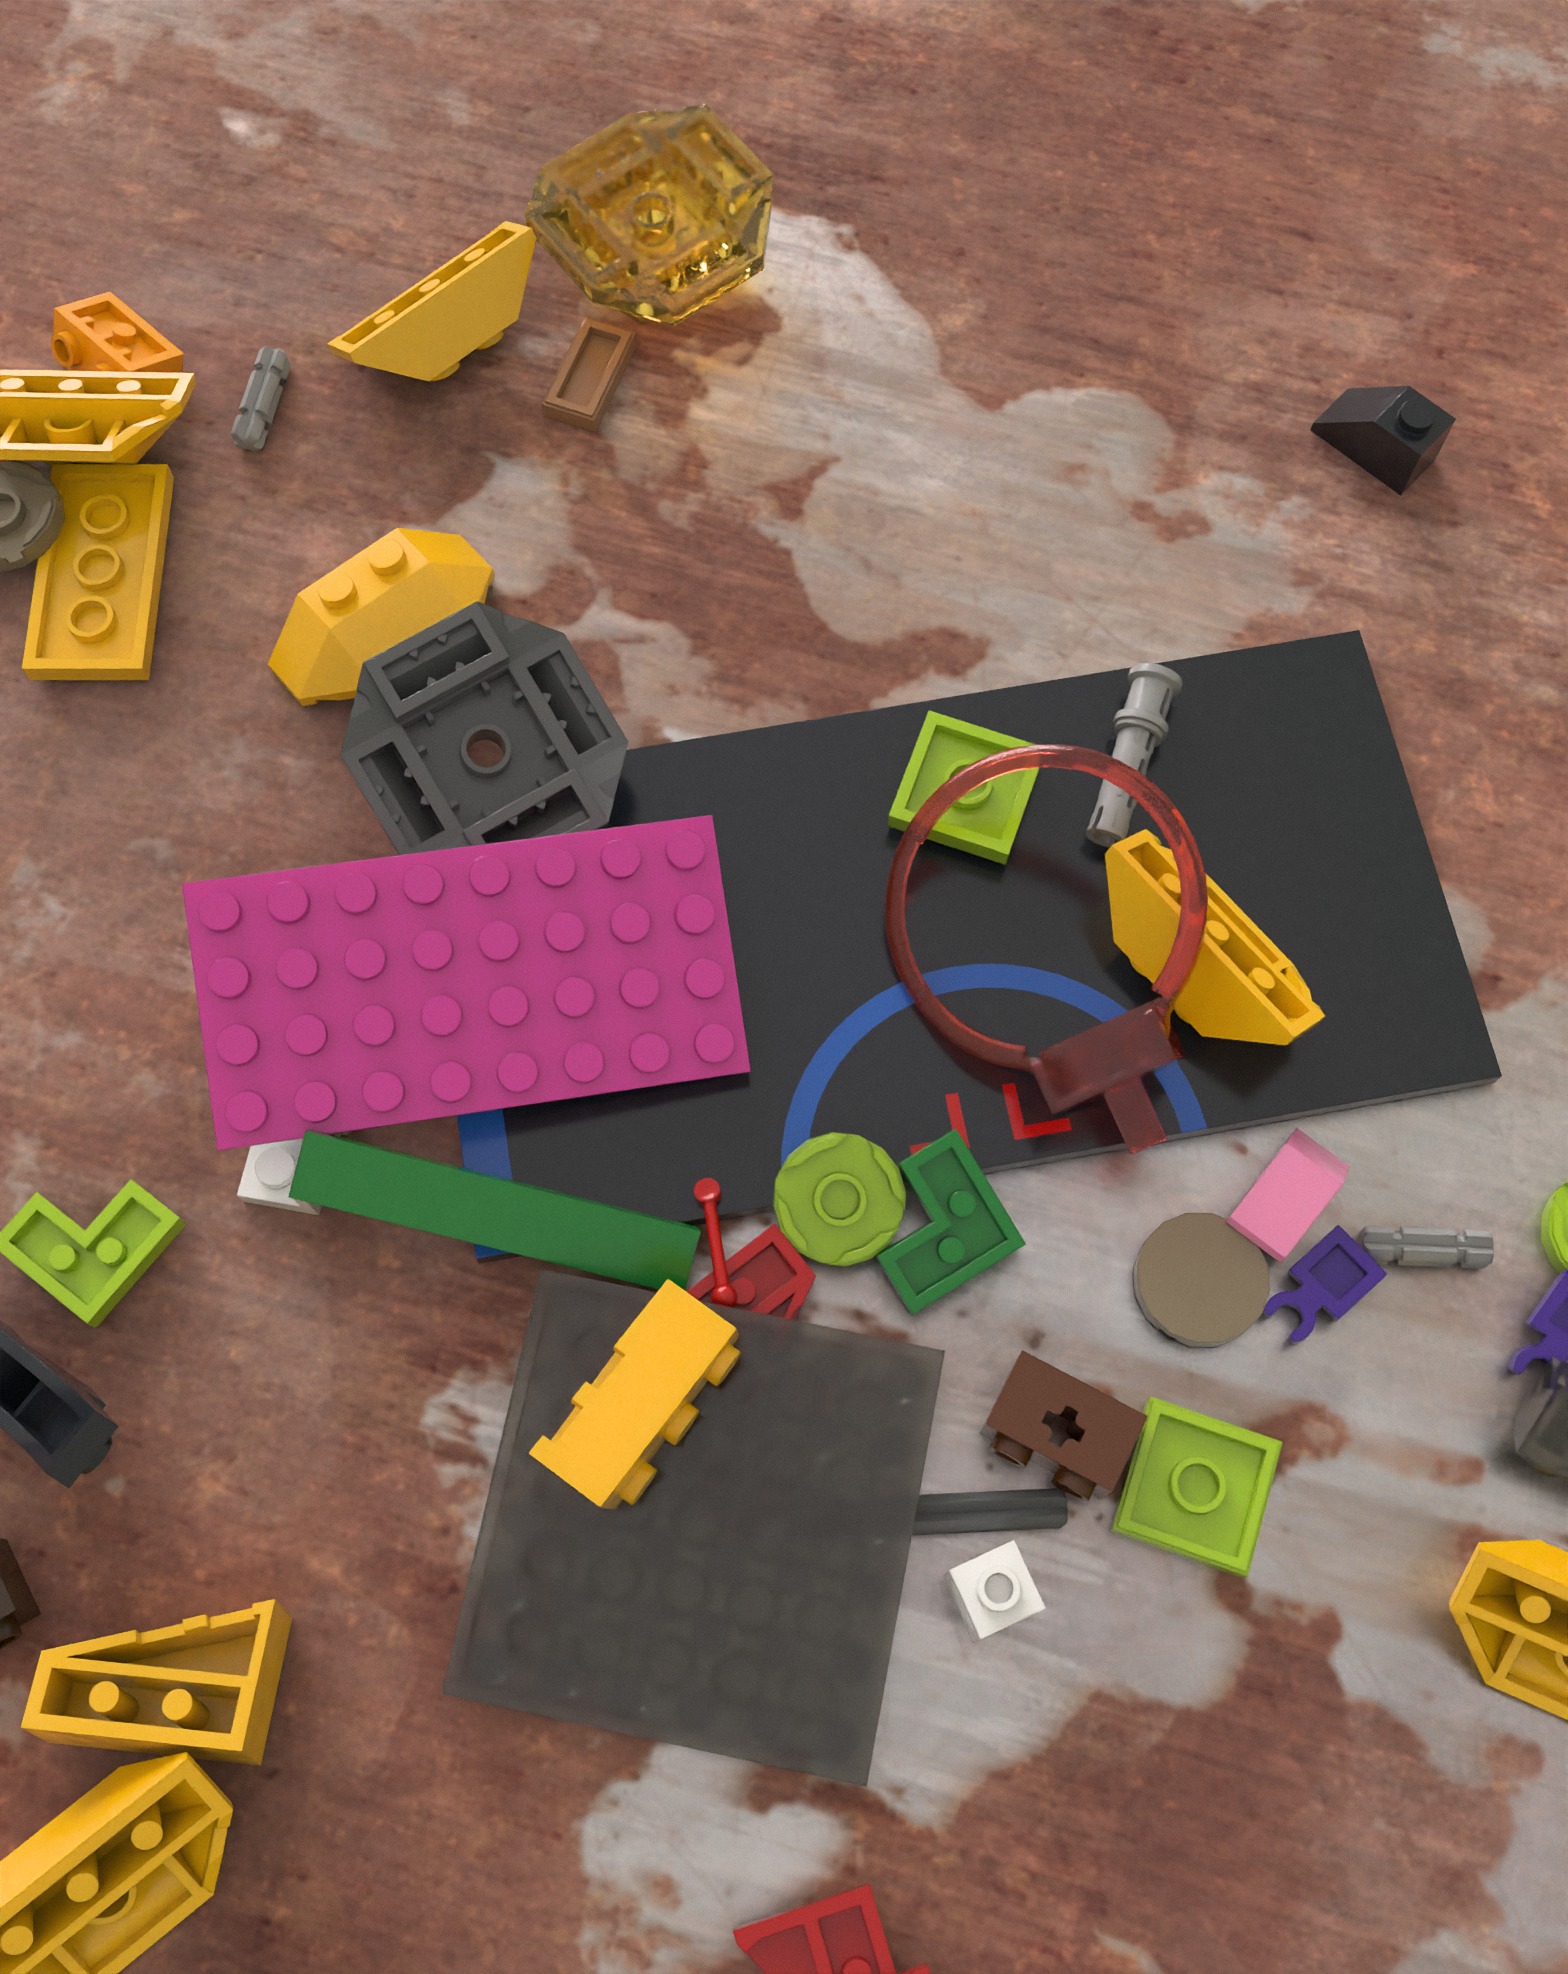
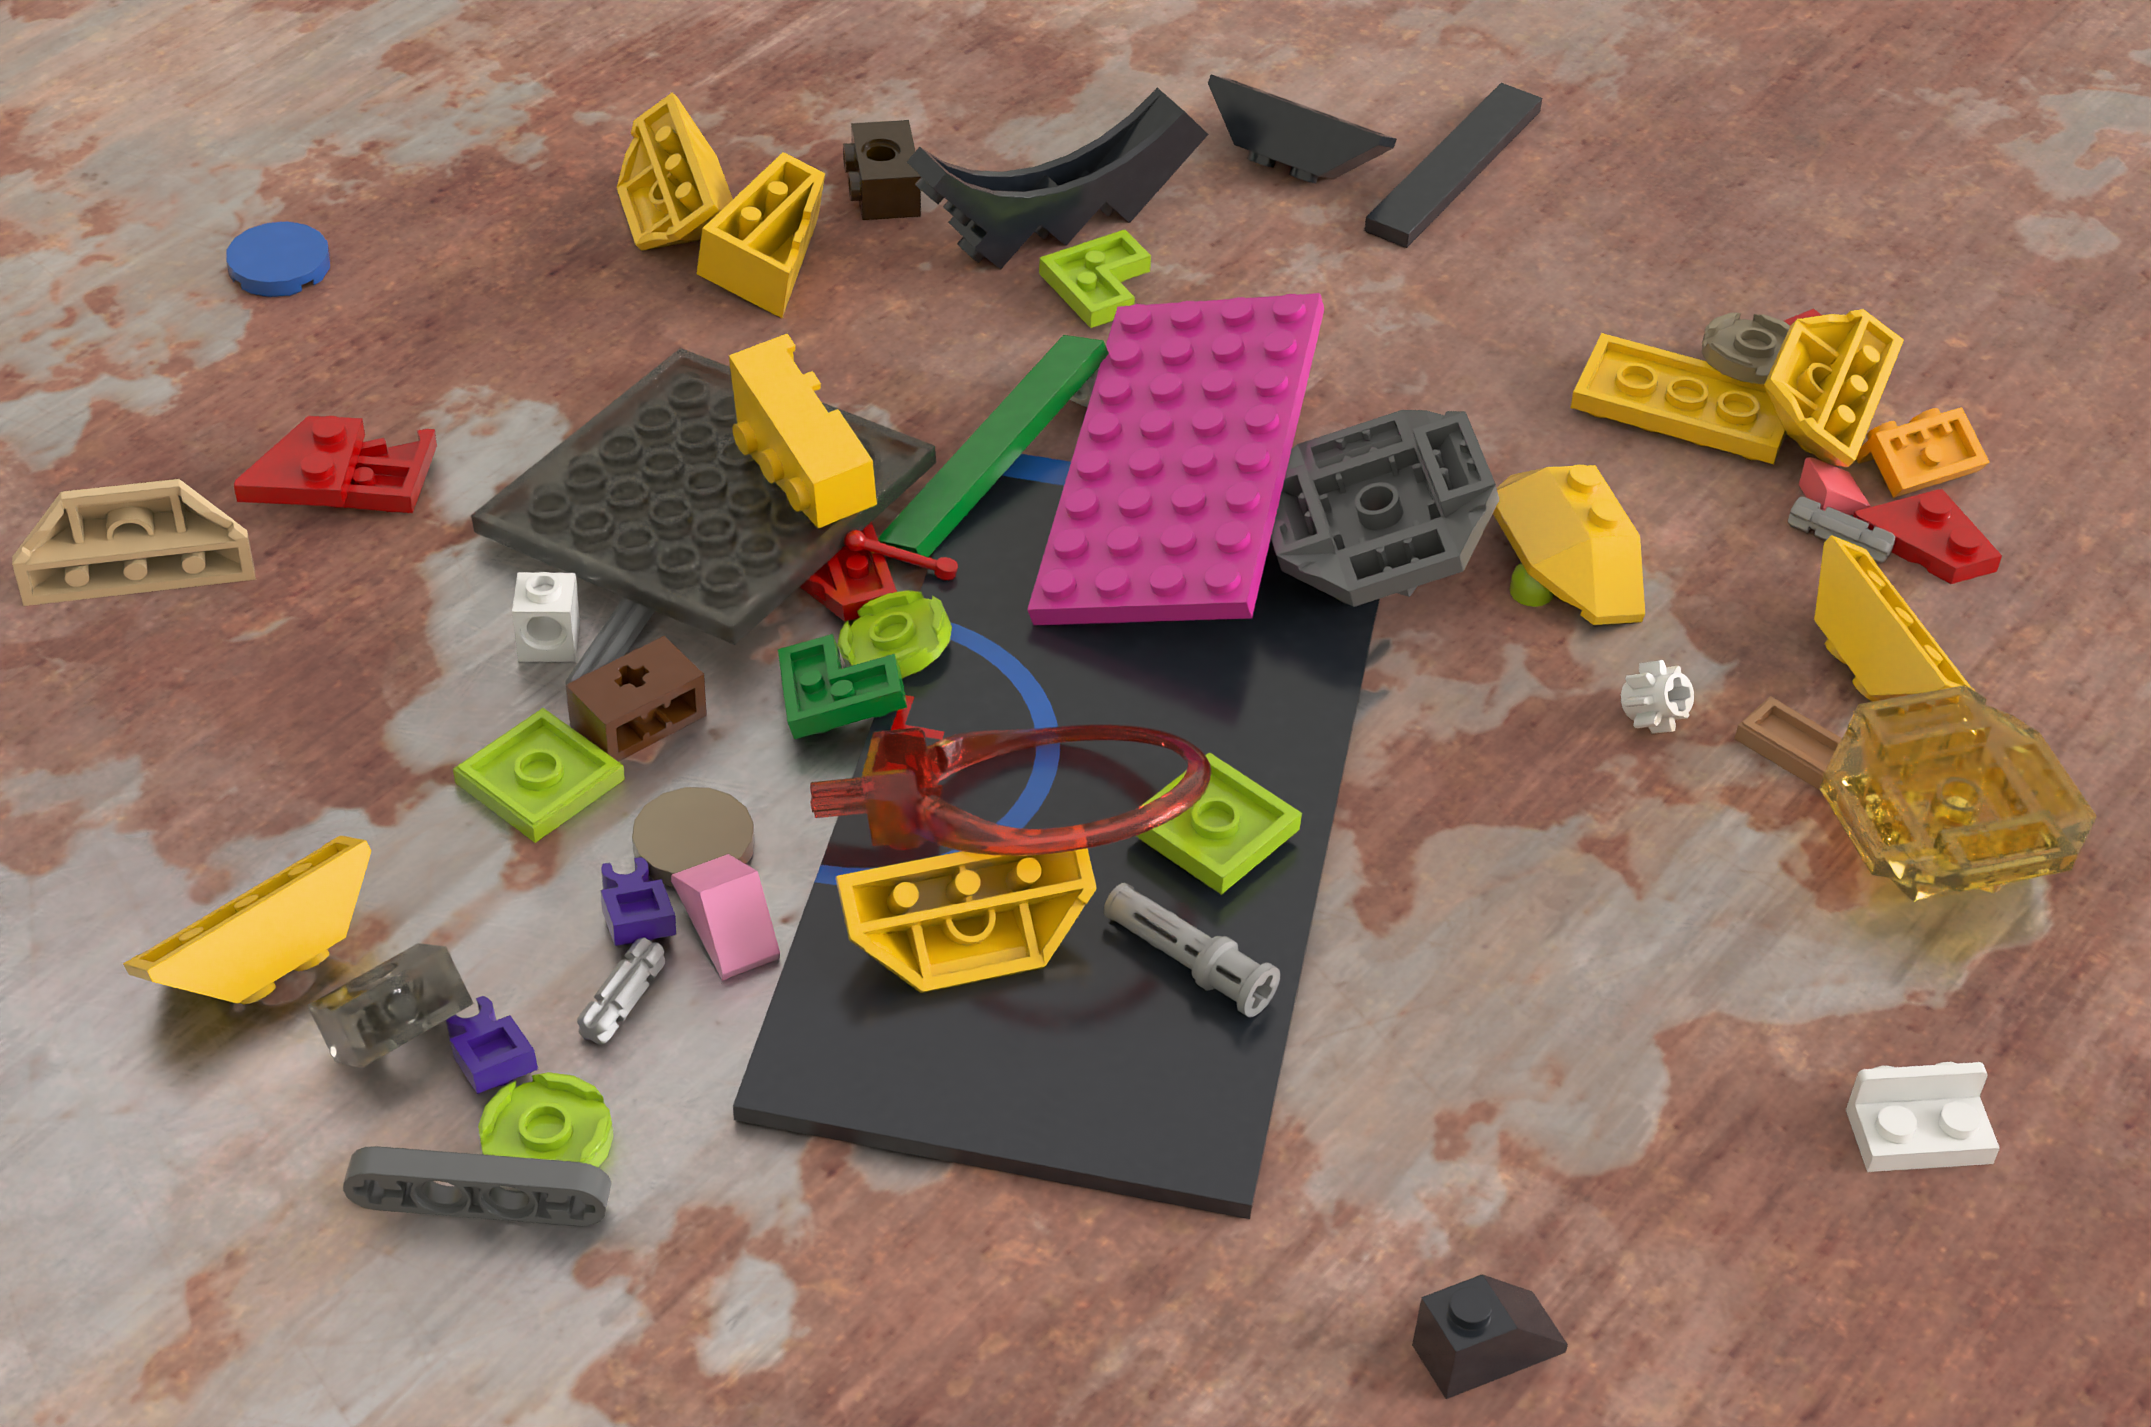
camera: 110 degrees right, 25 degrees down
(204, 419) = (1831, 487): none -> coral slope
(233, 325) = (1935, 535): none -> red wing
(600, 481) = (1657, 696): none -> white gear
(998, 208) = (1921, 1117): none -> white bracket

